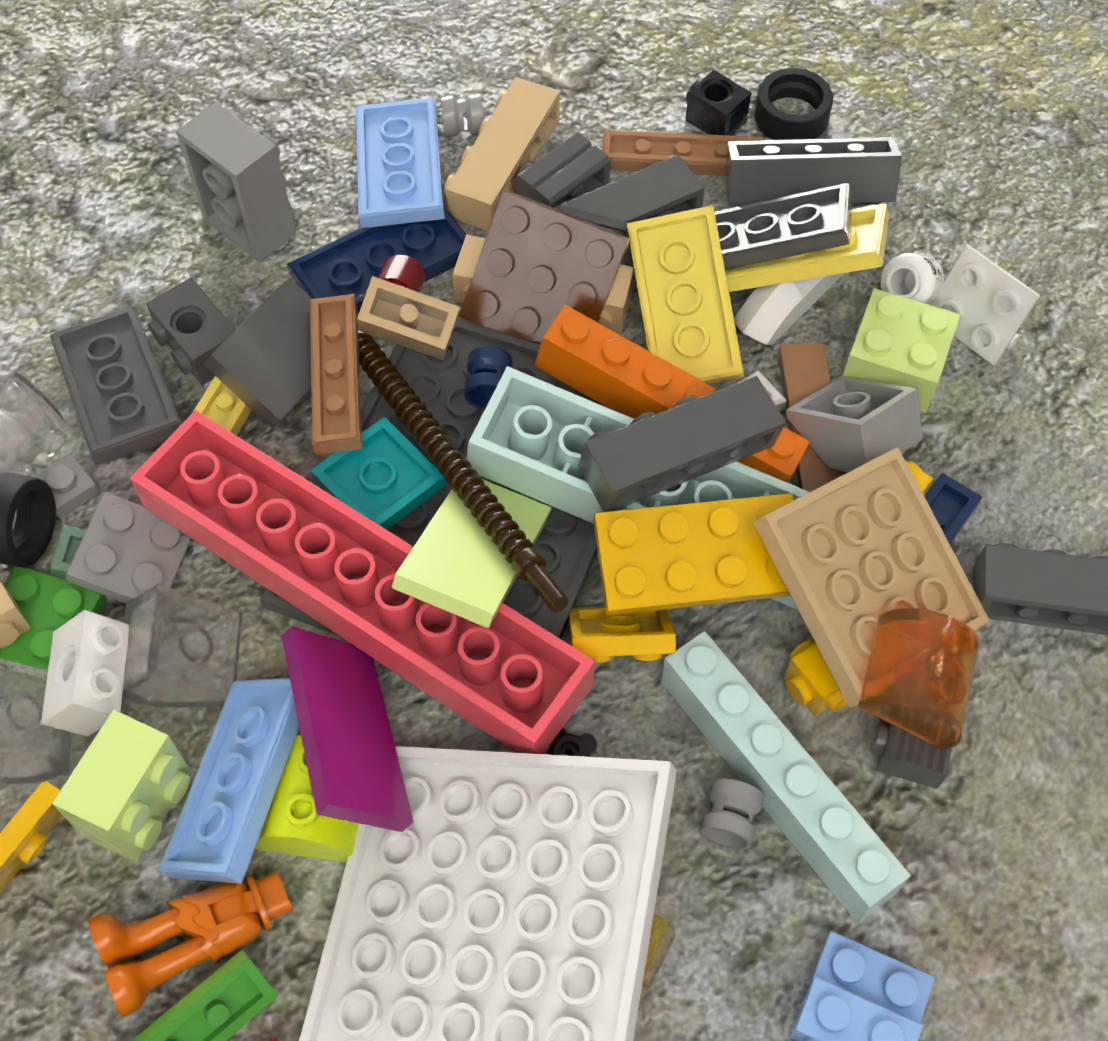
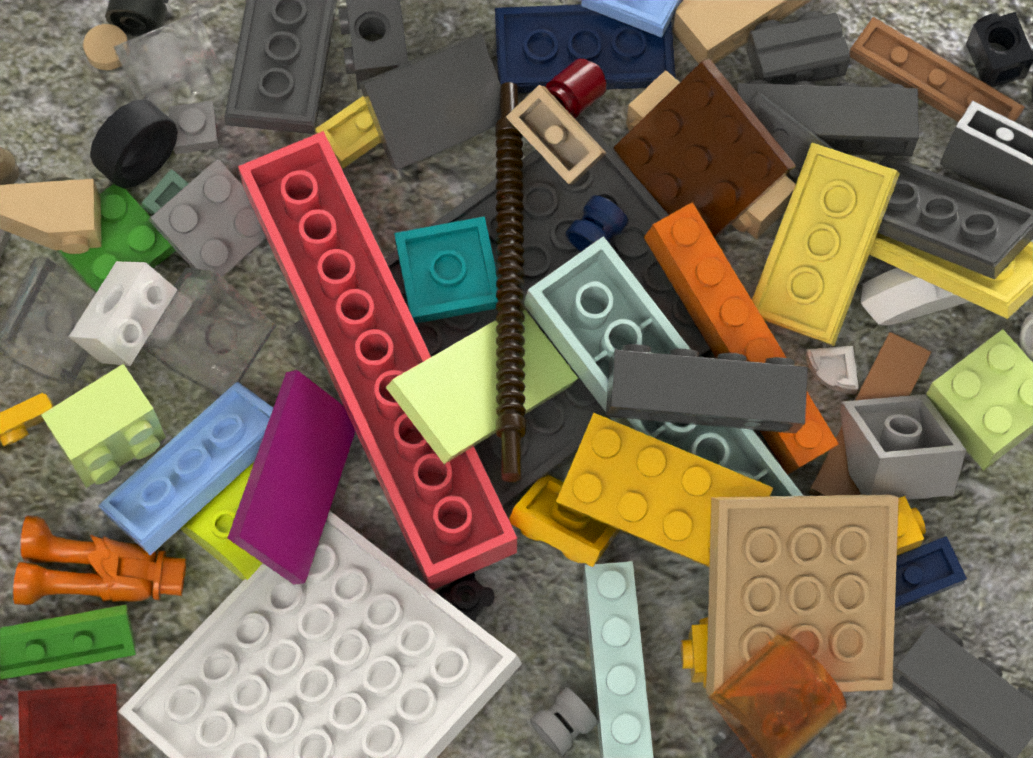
camera: 30 degrees right, 10 degrees up
(335, 375) = (465, 152): medium nougat tile -> none

